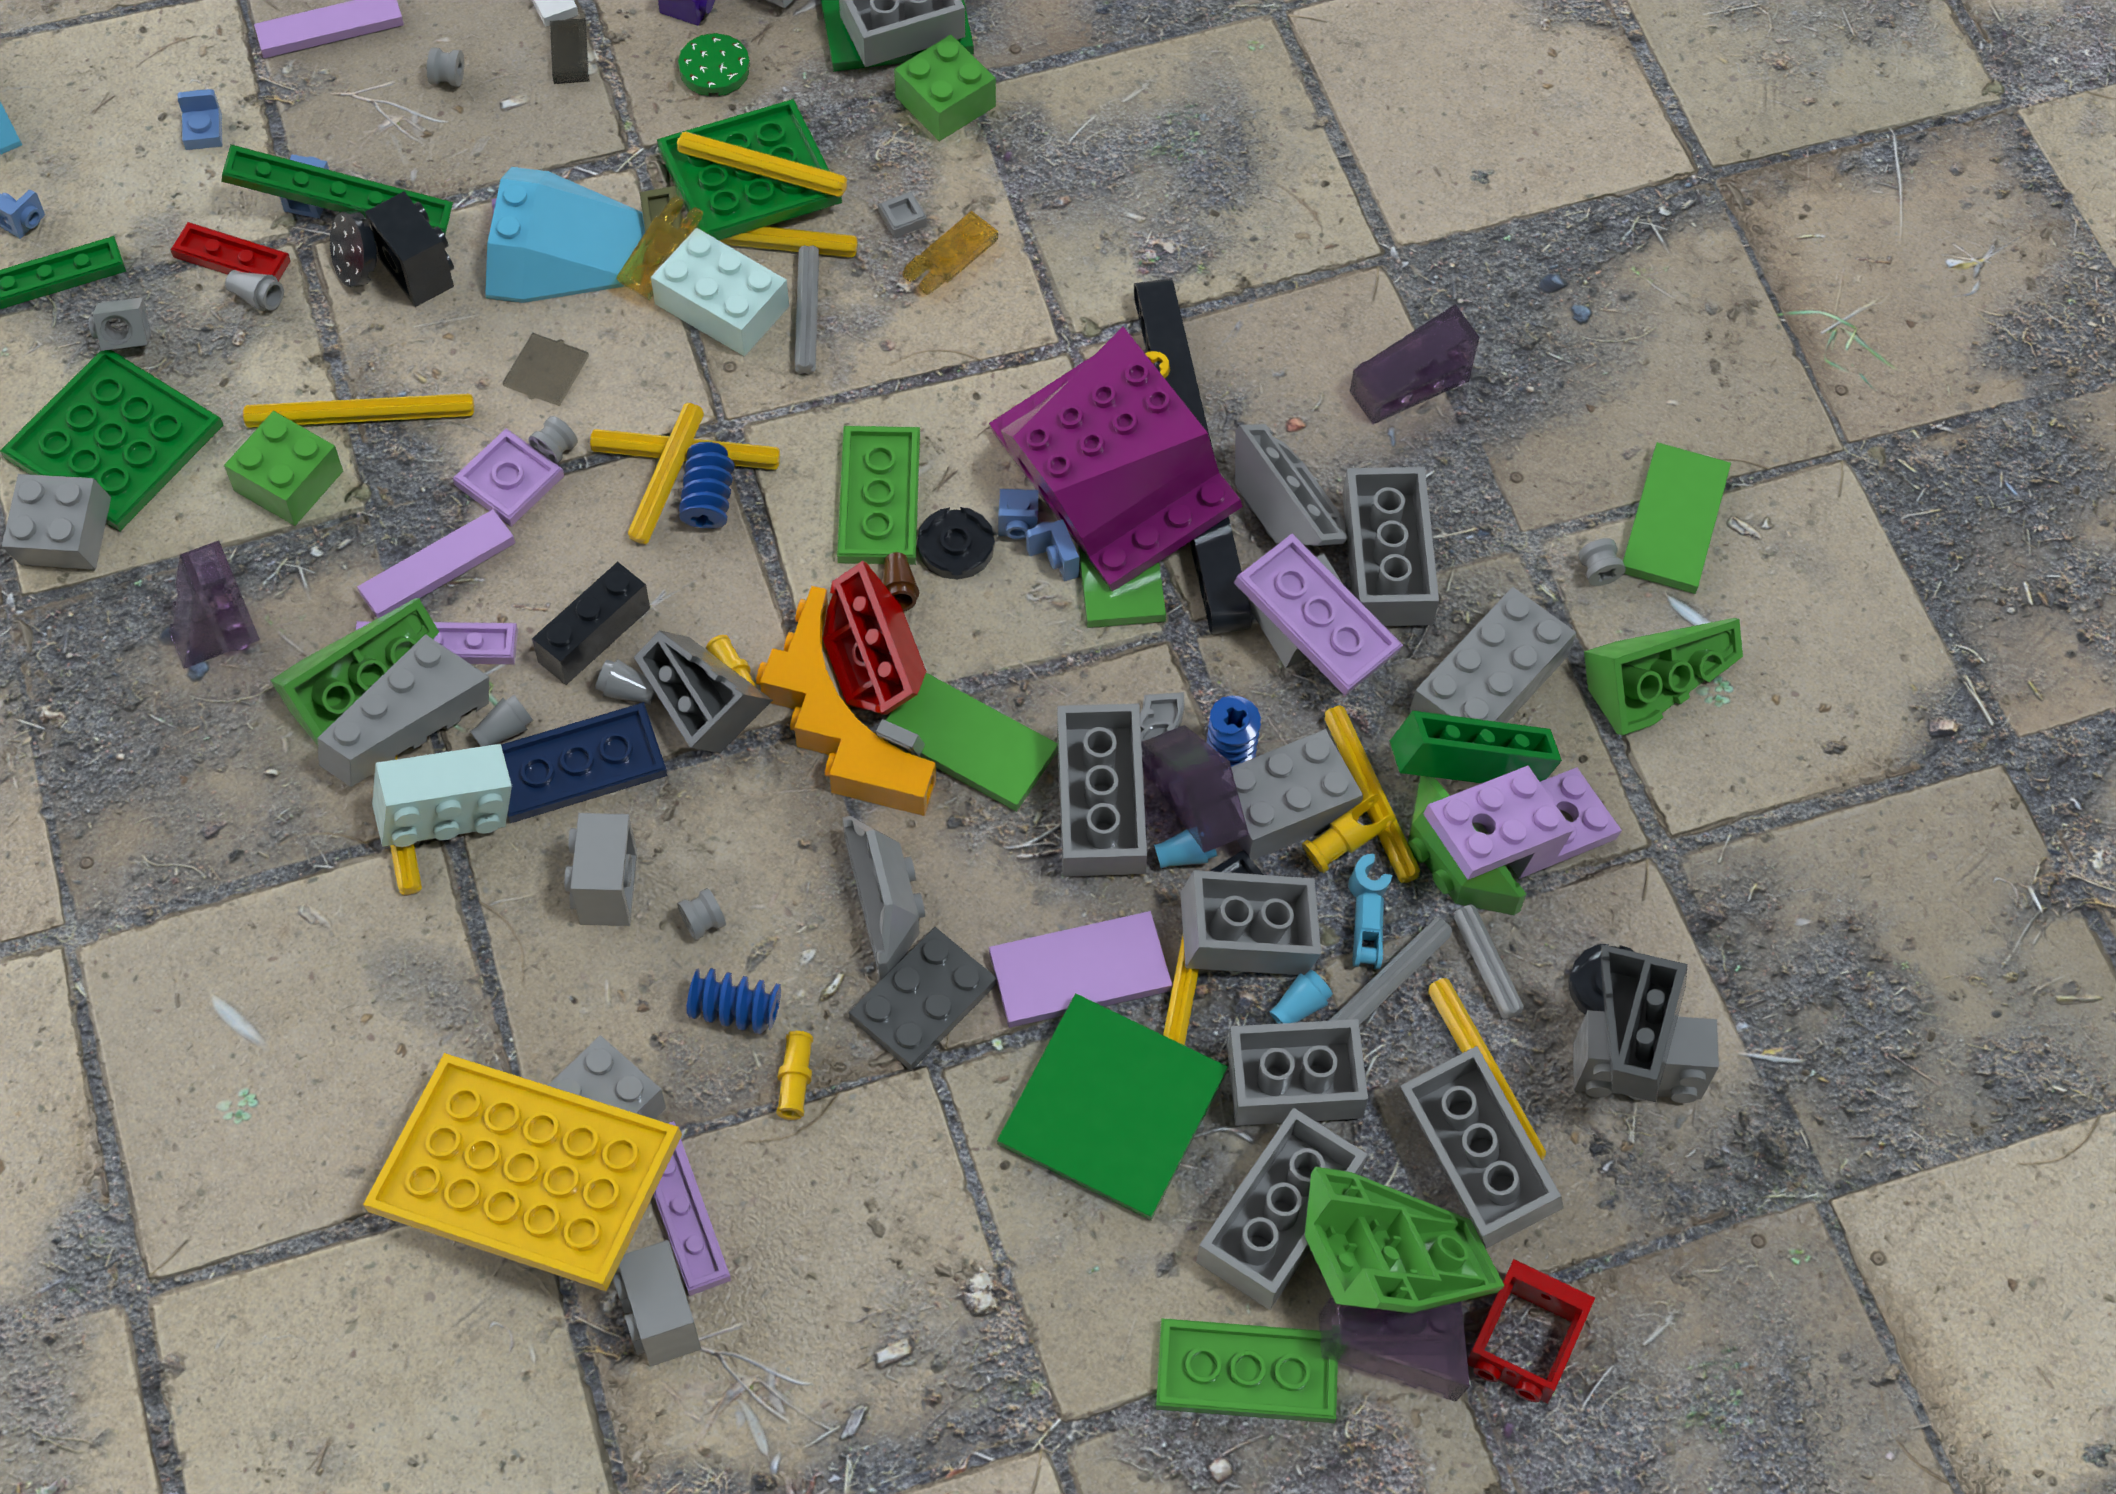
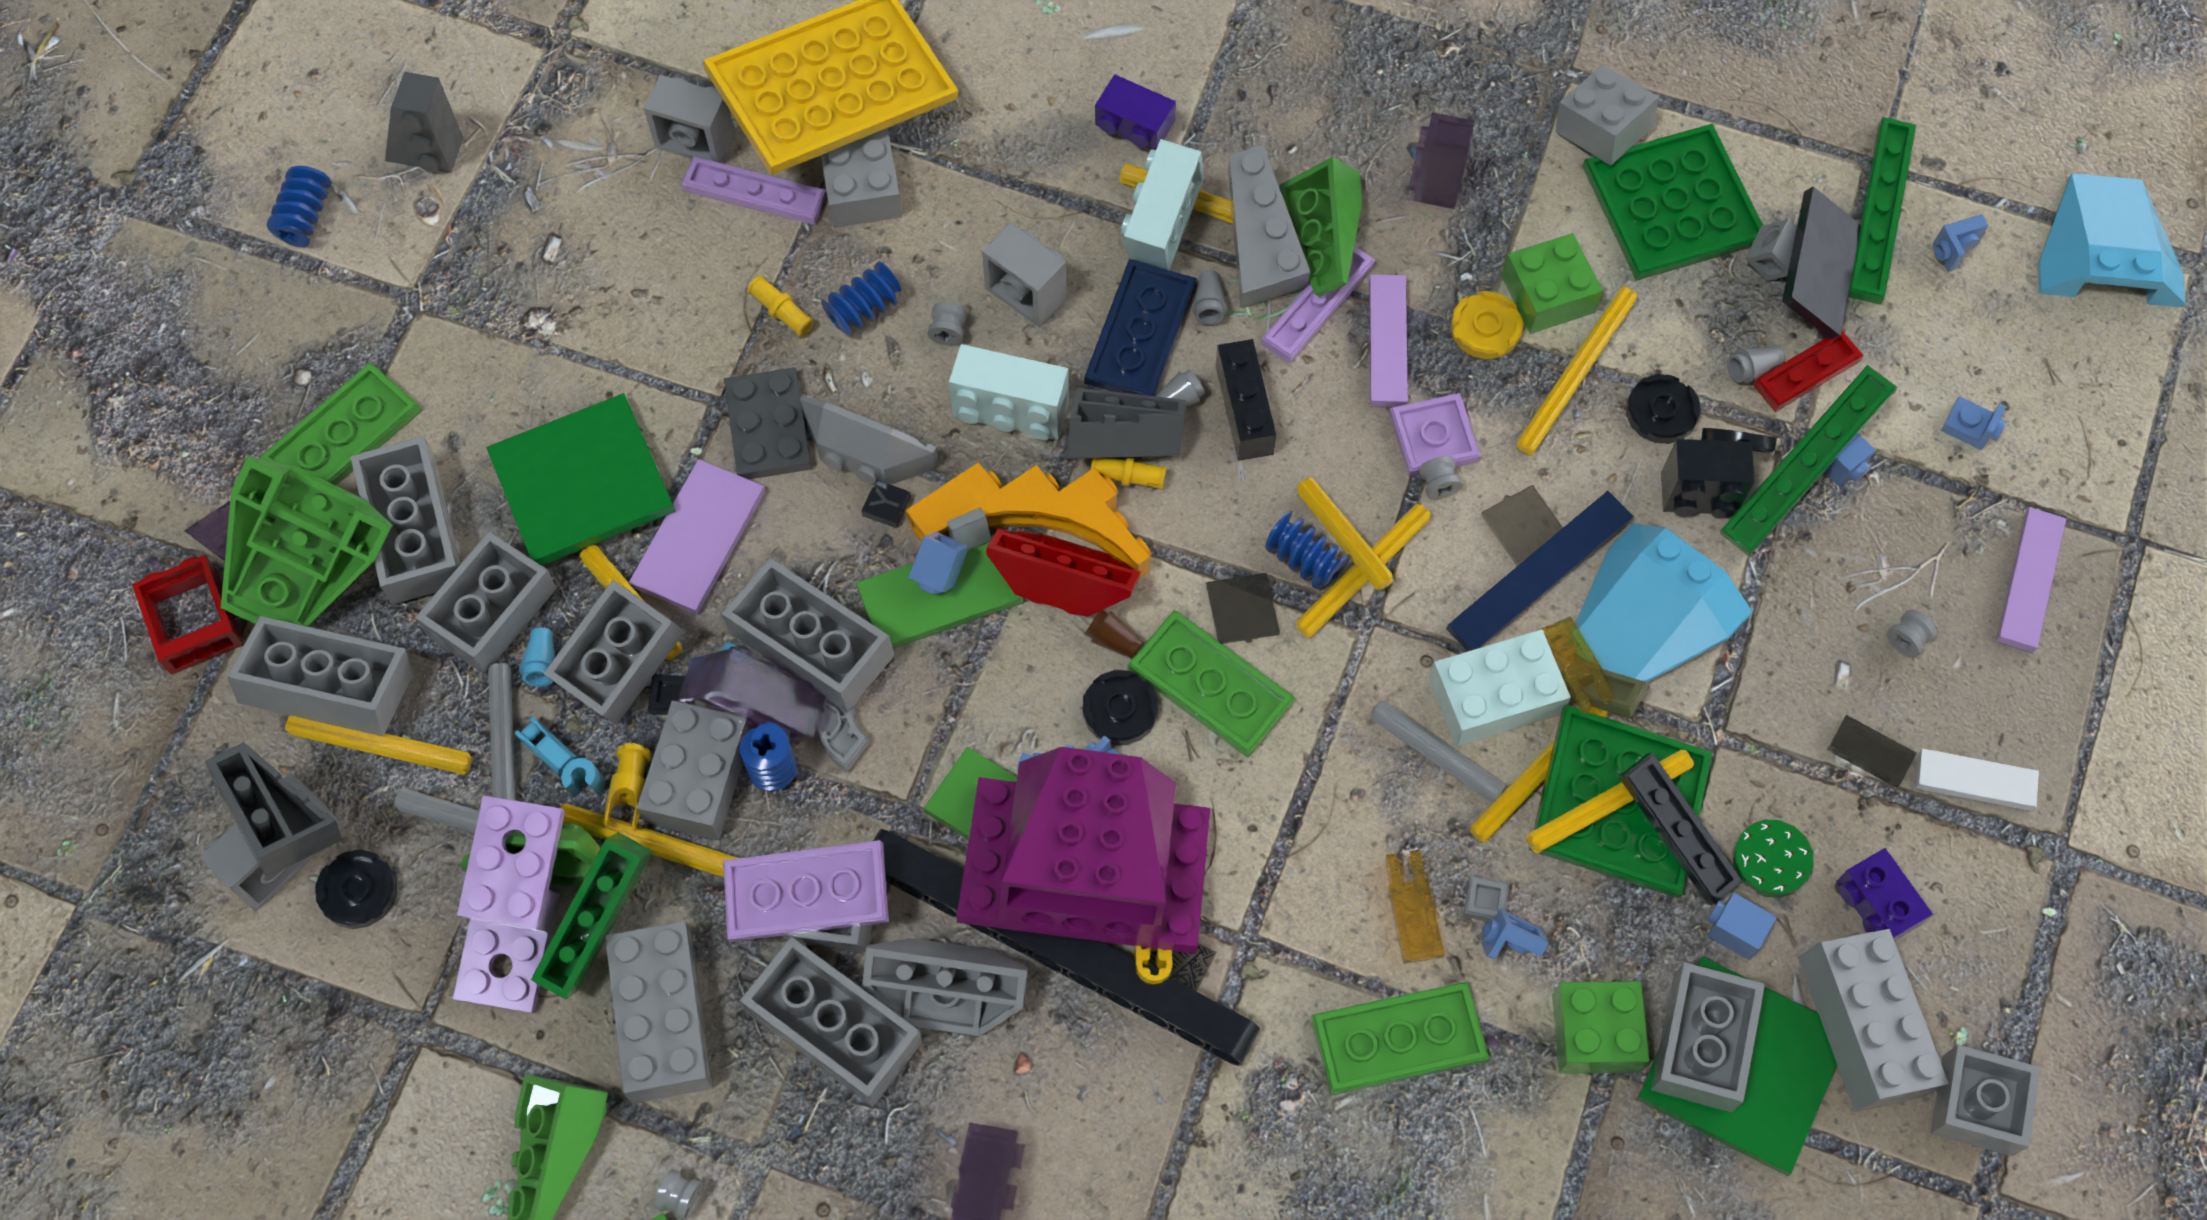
camera: 130 degrees right, 5 degrees up
(115, 282) = (1821, 263): none -> tile
(339, 910) = (1134, 113): none -> dark purple brick
(351, 333) = (1662, 409): none -> black tile
(361, 503) = (1486, 325): none -> yellow tile
(585, 330) = (1539, 572): none -> dark blue tile
(741, 796) = (1009, 392): none -> light aqua brick
(745, 114) = (1680, 829): none -> black tile
(789, 50) = (1740, 925): none -> medium blue brick
(791, 516) = (1242, 608): none -> clear smoke piece
(920, 175) = (1516, 932): none -> medium blue bracket
(921, 840) = (886, 503): none -> black tile
(952, 731) = (938, 563): none -> medium blue brick
(1058, 207) = (1399, 1038): none -> bright green tile

